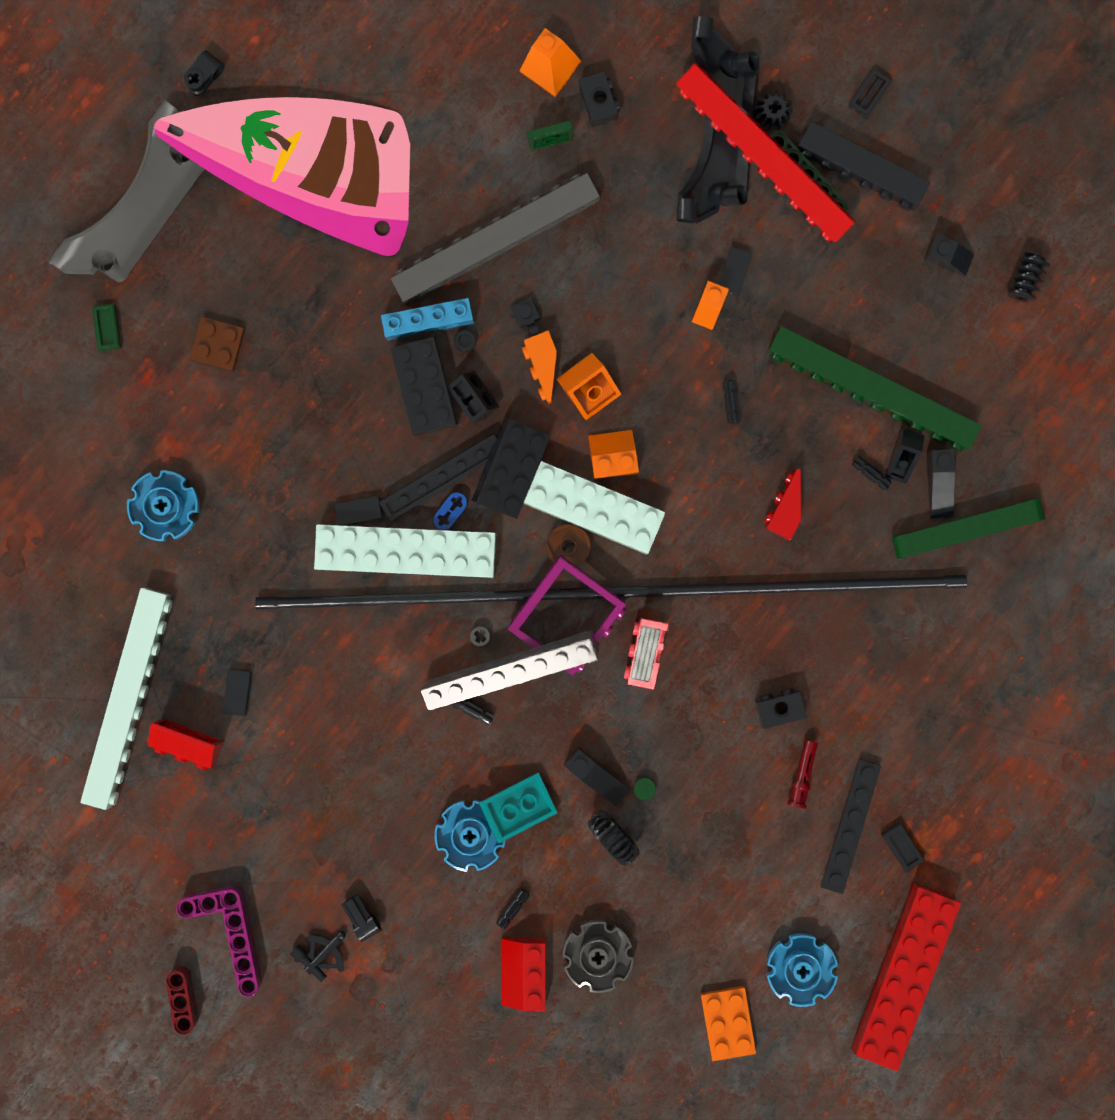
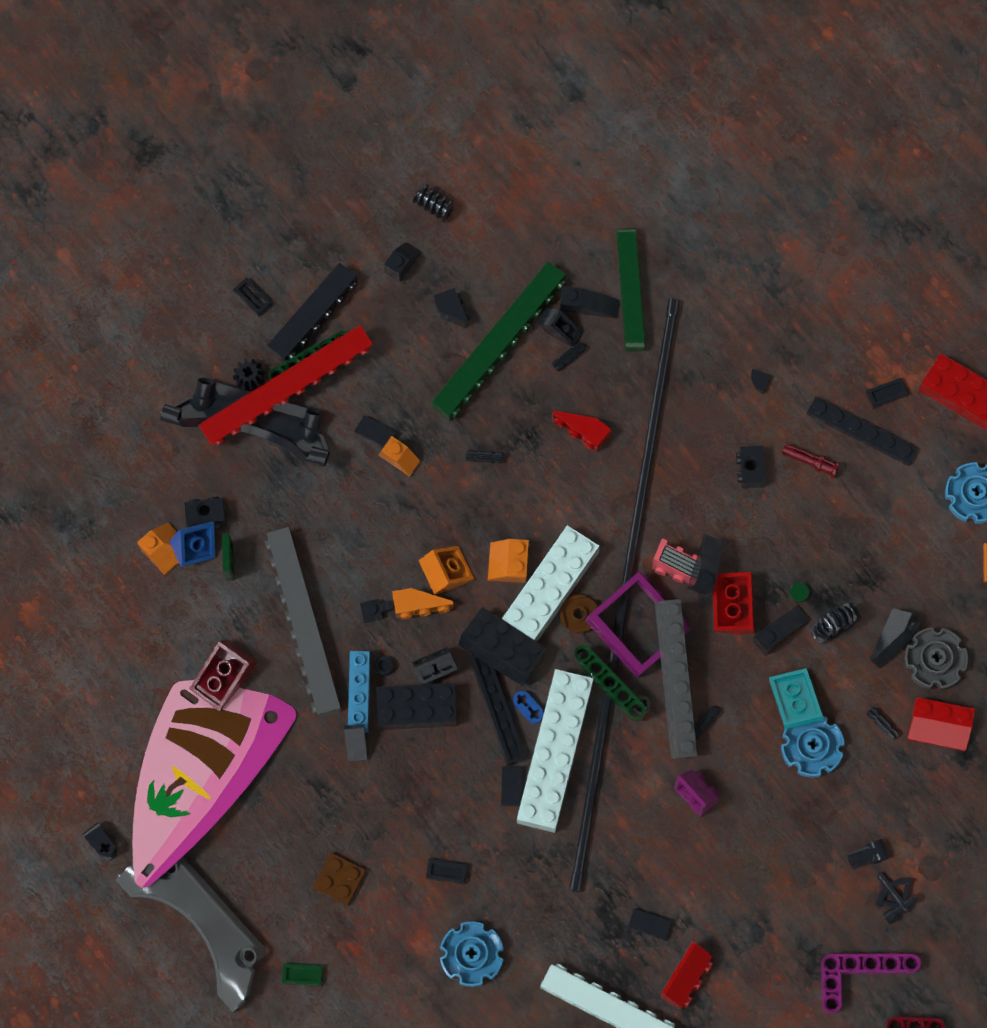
camera: 75 degrees left, 15 degrees down
(250, 459) = (446, 871): none -> black tile
(368, 328) = (355, 742): none -> black tile
(388, 718) = (696, 792): none -> magenta slope
(417, 163) = (223, 674): none -> dark red slope
(489, 608) = (606, 674): none -> dark green beam
(557, 95) = (194, 544): none -> blue slope
(613, 718) = (734, 603): none -> red slope
(617, 907) = (895, 635): none -> black slope
(648, 680) = (706, 566): none -> black slope
(887, 698) = (759, 380): none -> black tile
(902, 324) = (450, 308): none -> black slope

